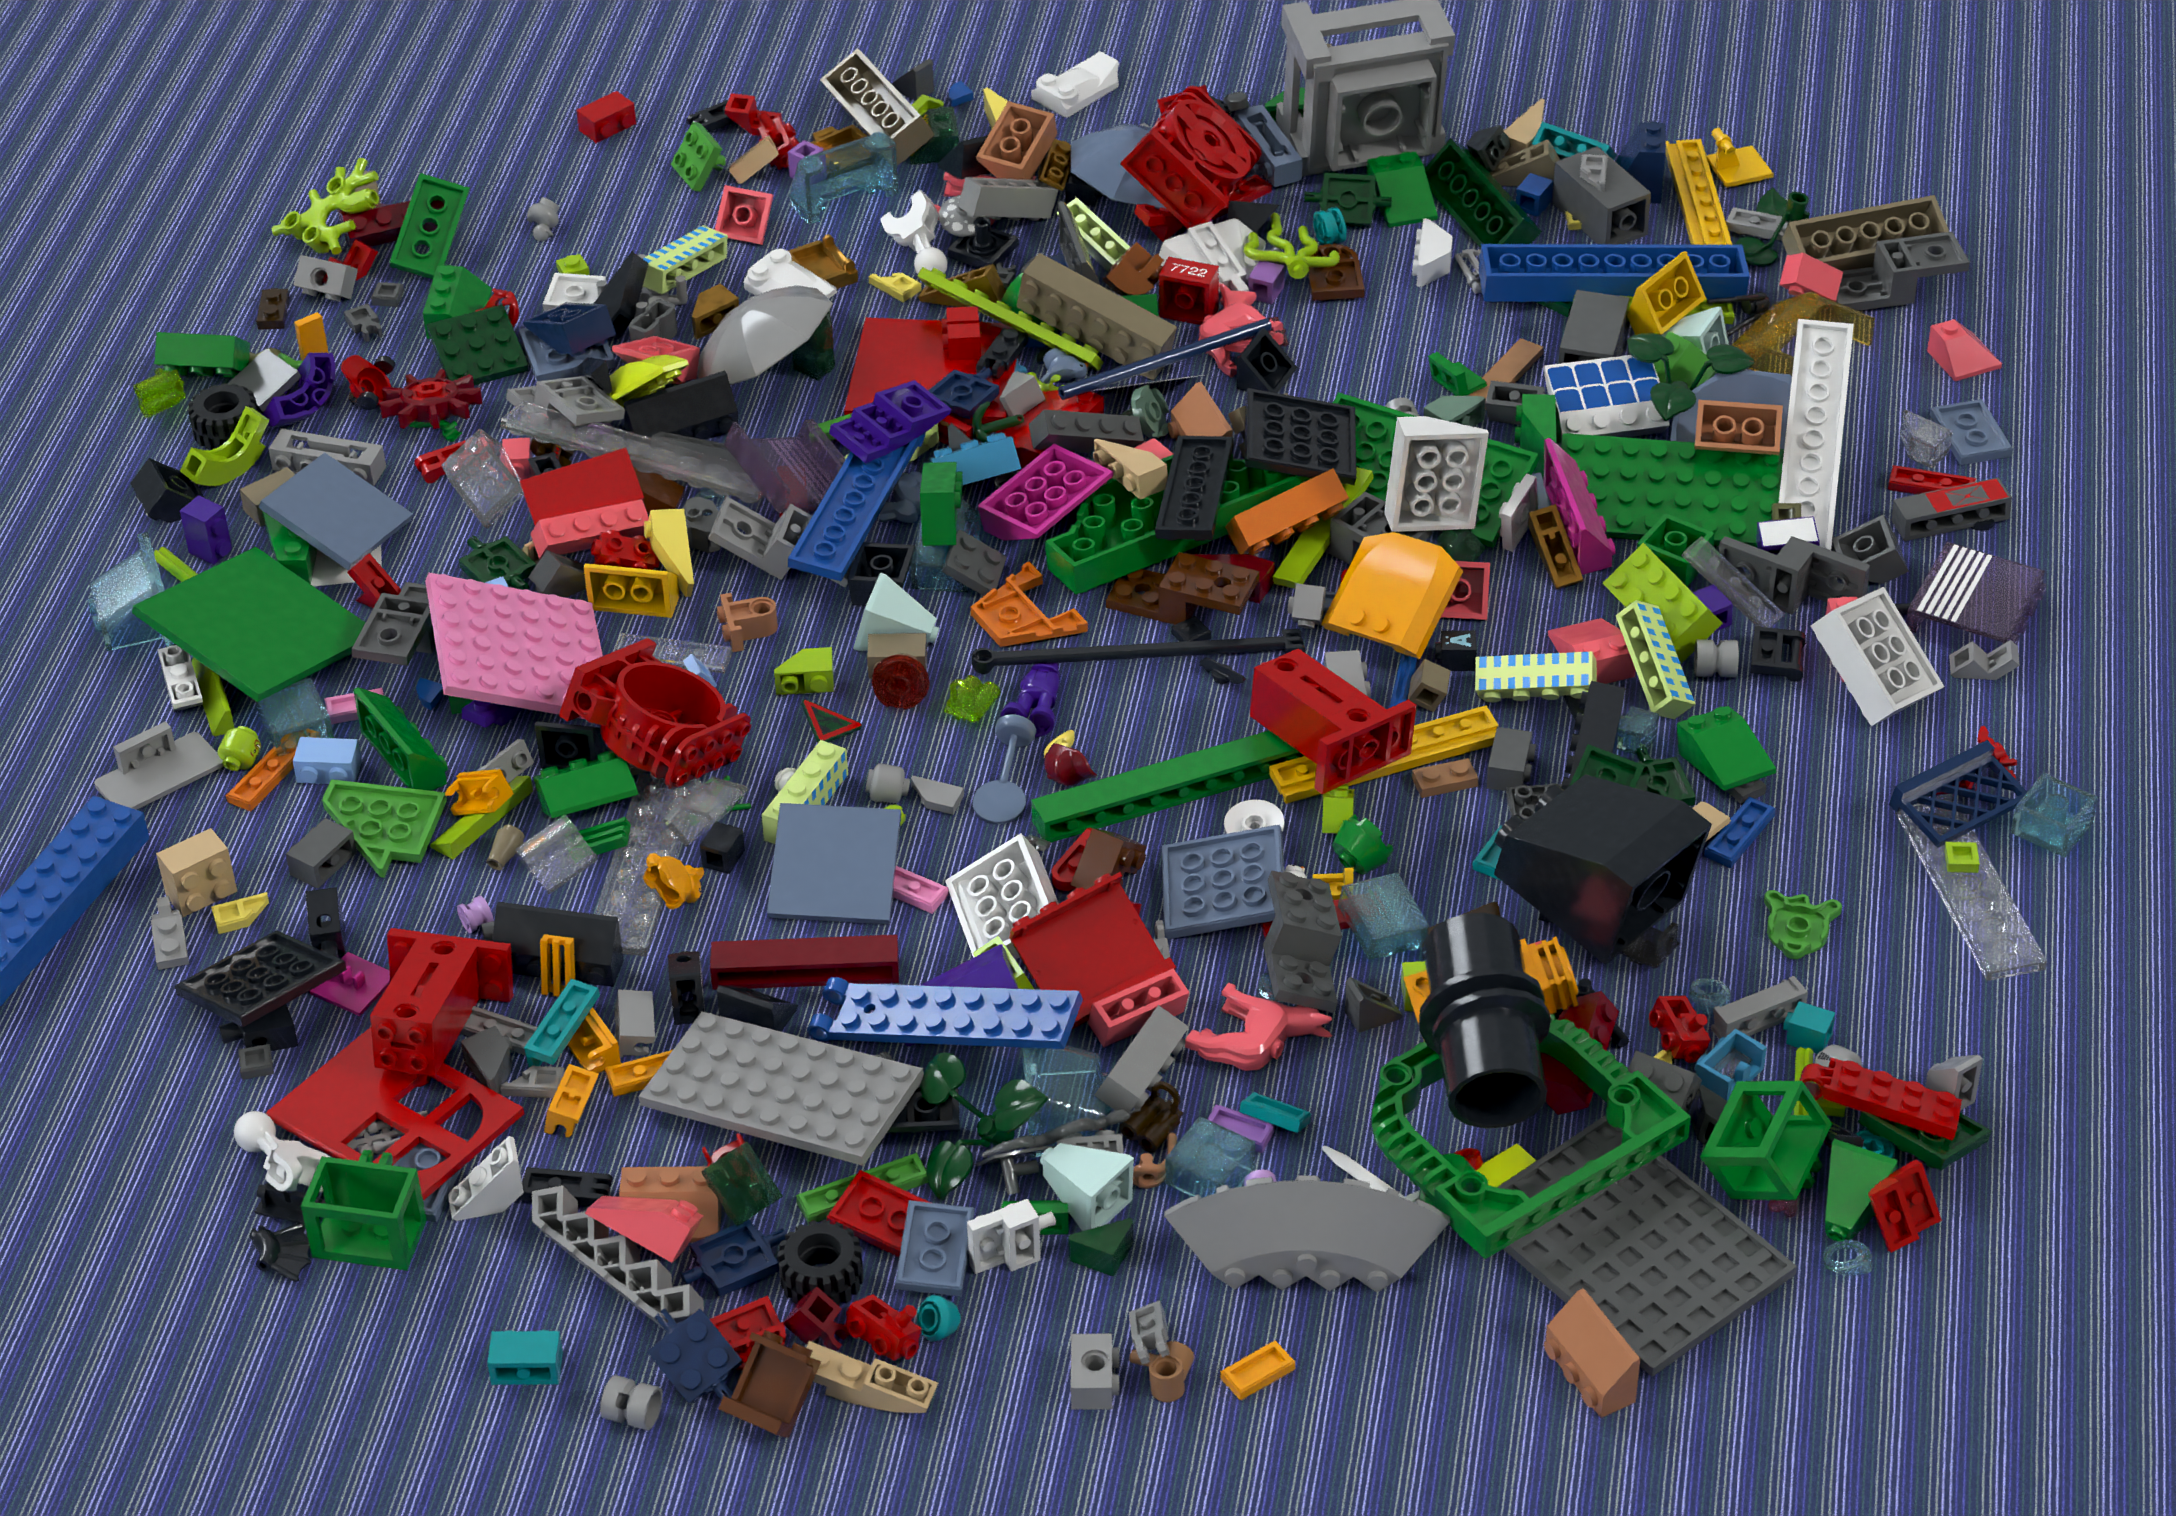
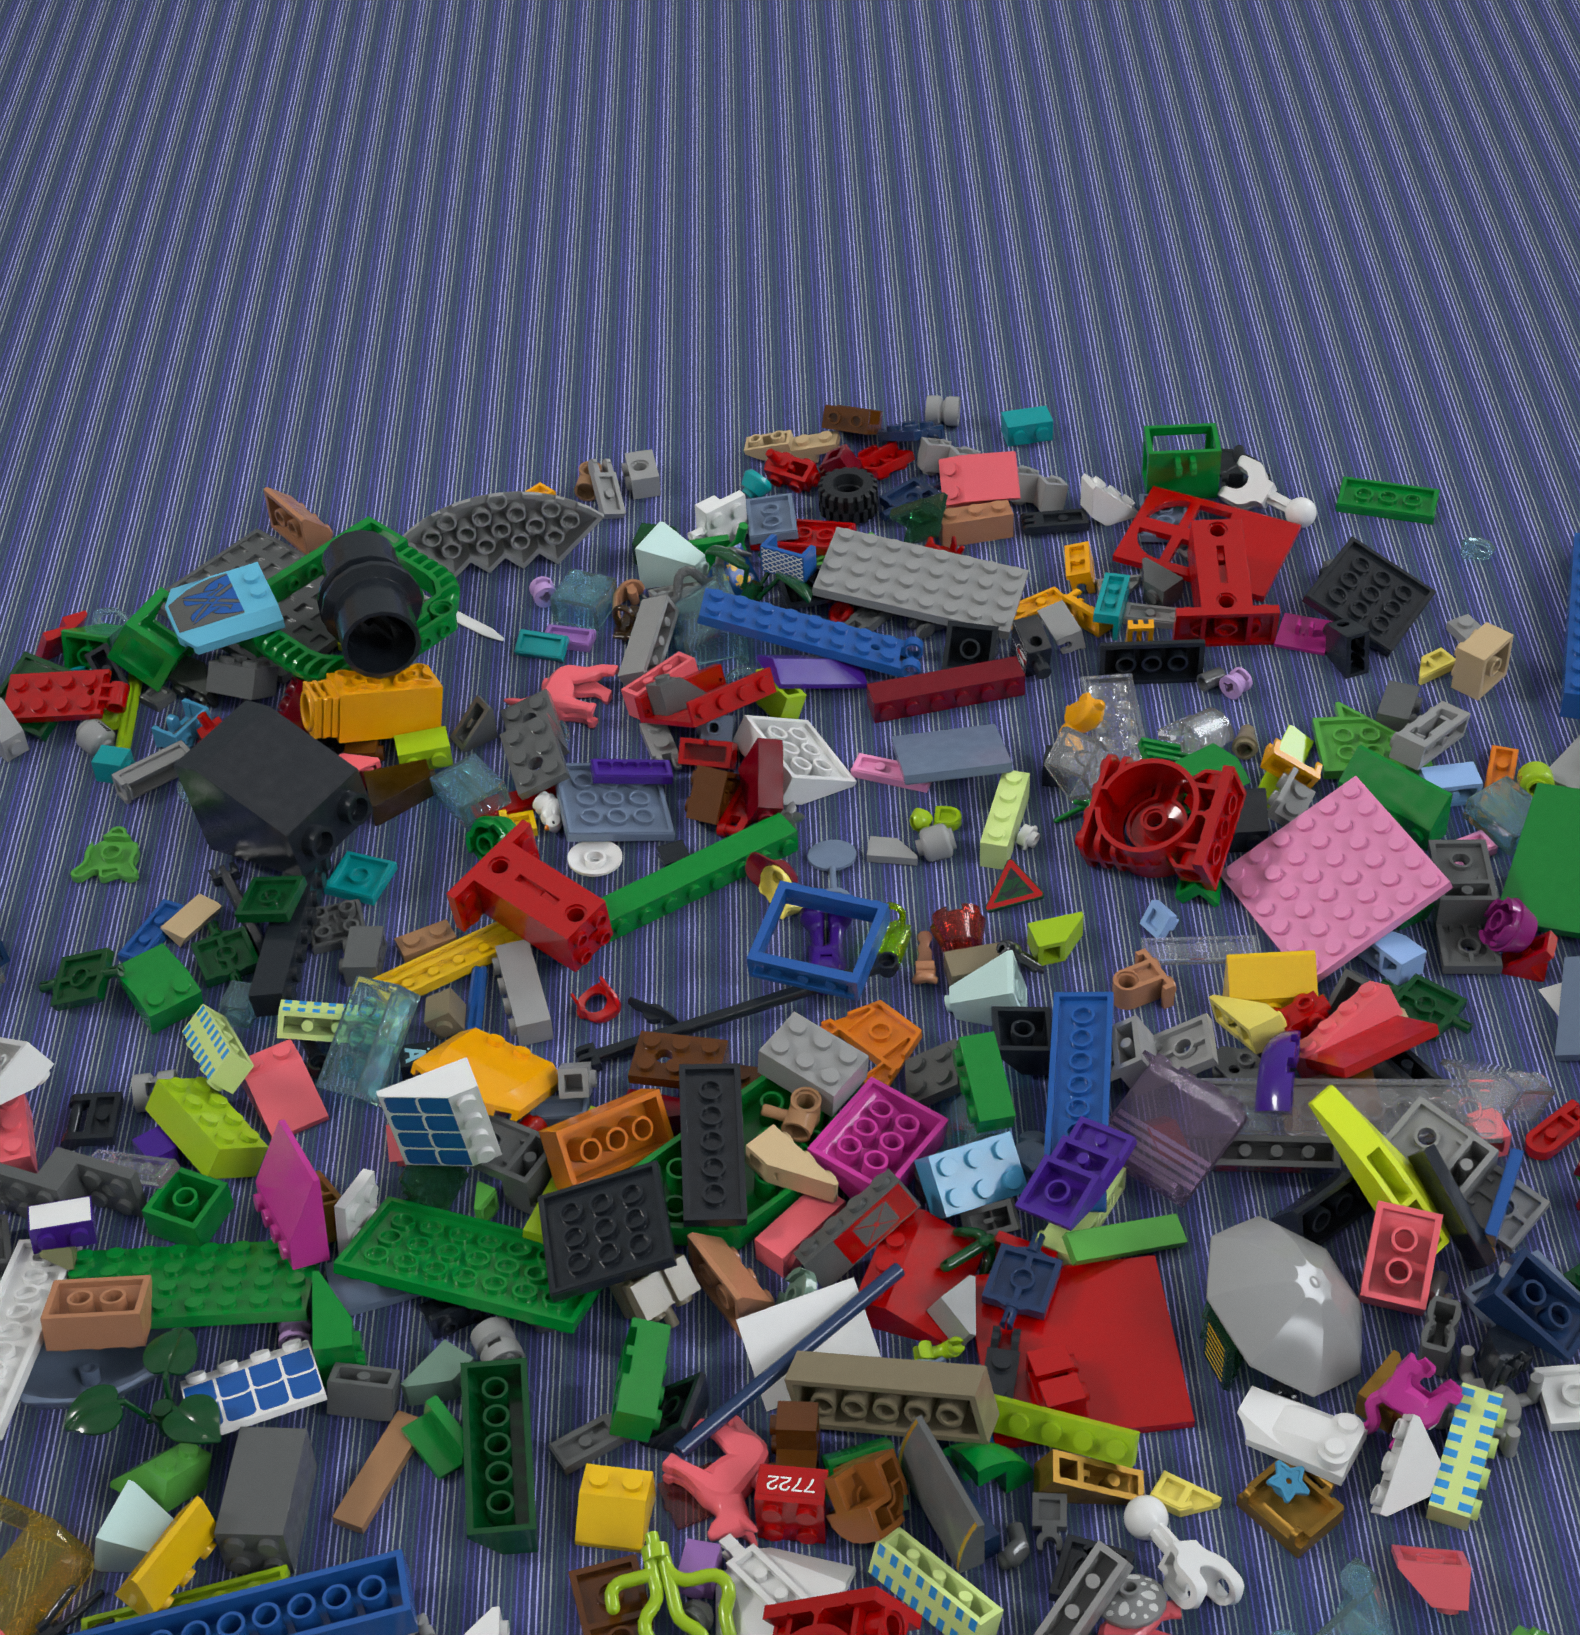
camera: 170 degrees right, 0 degrees up
(76, 1046) = (1471, 551): none -> clear light blue piece
(127, 1154) = (1387, 500): none -> green tile
(316, 794) = (1427, 735): none -> light grey brick
(384, 575) = (1508, 926): none -> magenta cone
(526, 387) = (1503, 1196): none -> blue tile
(677, 471) = (1274, 1080): none -> dark purple brick
(704, 271) = (1407, 1396): none -> dark pink animal
(735, 251) = (1407, 1469): none -> white slope
(819, 266) = (1282, 1488): none -> dark azure plate
(852, 640) = (1022, 957): none -> black arm
(939, 1113) = (787, 562): none -> blue panel
(948, 666) = (924, 965): none -> nougat piece
(989, 1191) = (740, 535): none -> green plant
(1055, 845) = (763, 779): none -> dark red slope
(1088, 525) = (812, 1057): none -> light grey brick
(1098, 650) = (810, 975): none -> blue window
(1110, 495) = (798, 1121): none -> medium nougat piece
(1124, 963) = (670, 694): none -> dark grey slope
(1167, 827) = (672, 852): none -> black tile
(1182, 315) = (796, 1434): none -> reddish brown brick
(1196, 894) = (631, 771): none -> dark purple plate
(1292, 365) = (639, 1380): none -> green wedge
(1321, 325) = (614, 1508): none -> yellow slope
(1330, 366) = (585, 1444): none -> dark grey hinge
(1408, 345) = (498, 1456): none -> dark green slope
(1501, 632) = (368, 1040): none -> clear light blue slope
(1679, 1109) = (223, 609): none -> medium azure wedge
(1806, 770) = (82, 979): none -> dark green plate

